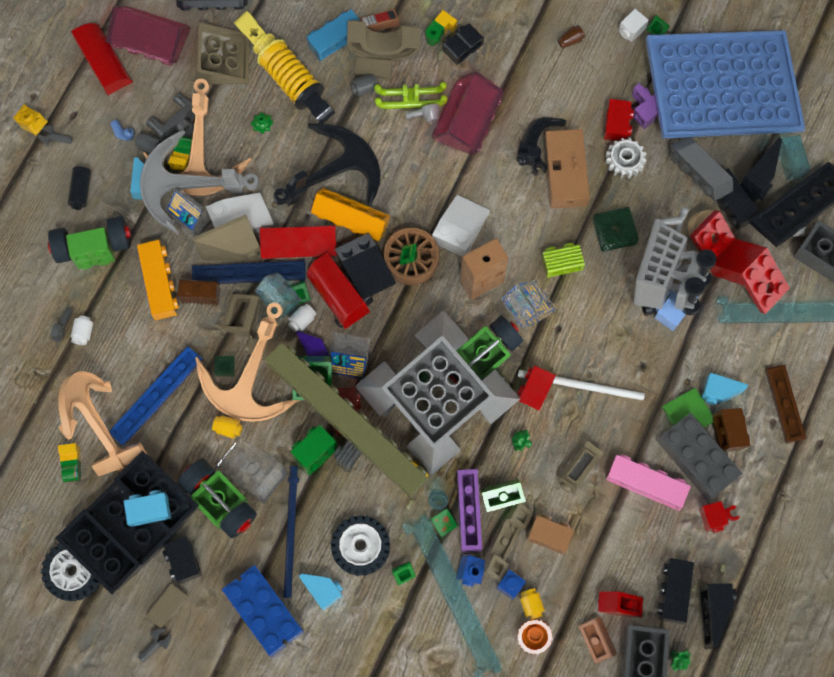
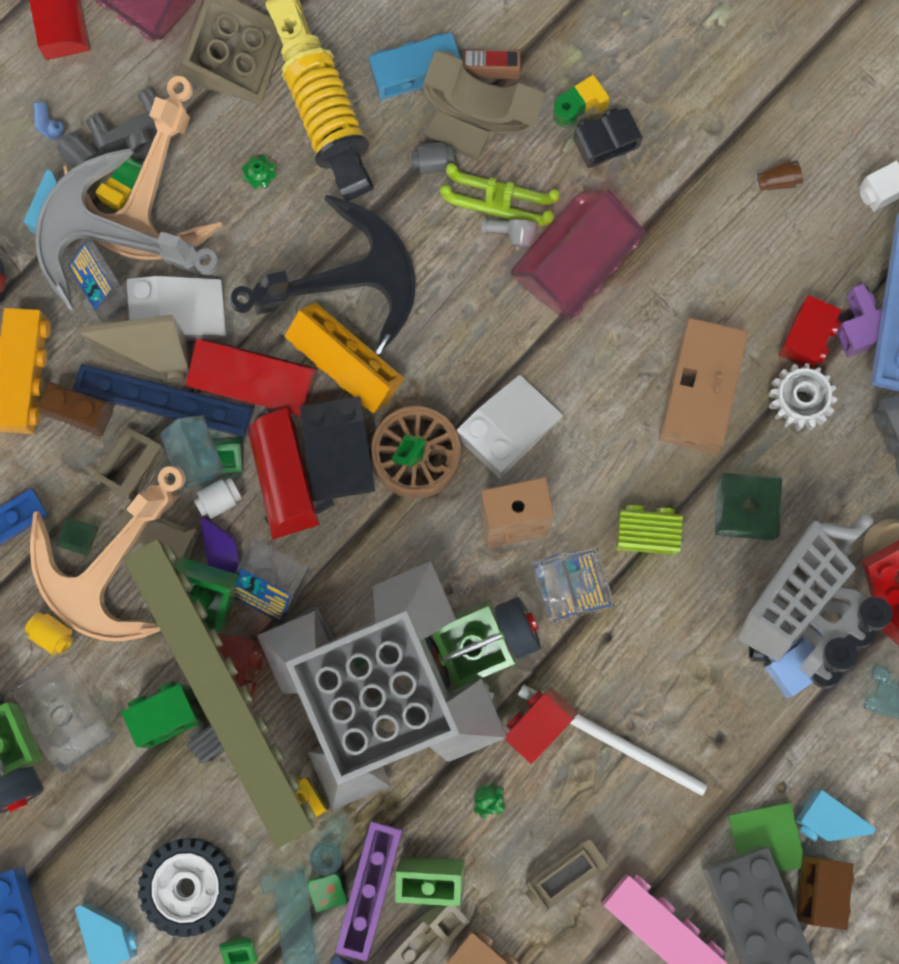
camera: 20 degrees right, 5 degrees up
(292, 480) = (120, 749): dark blue bar -> none
(528, 150) = (652, 338): black piece -> none

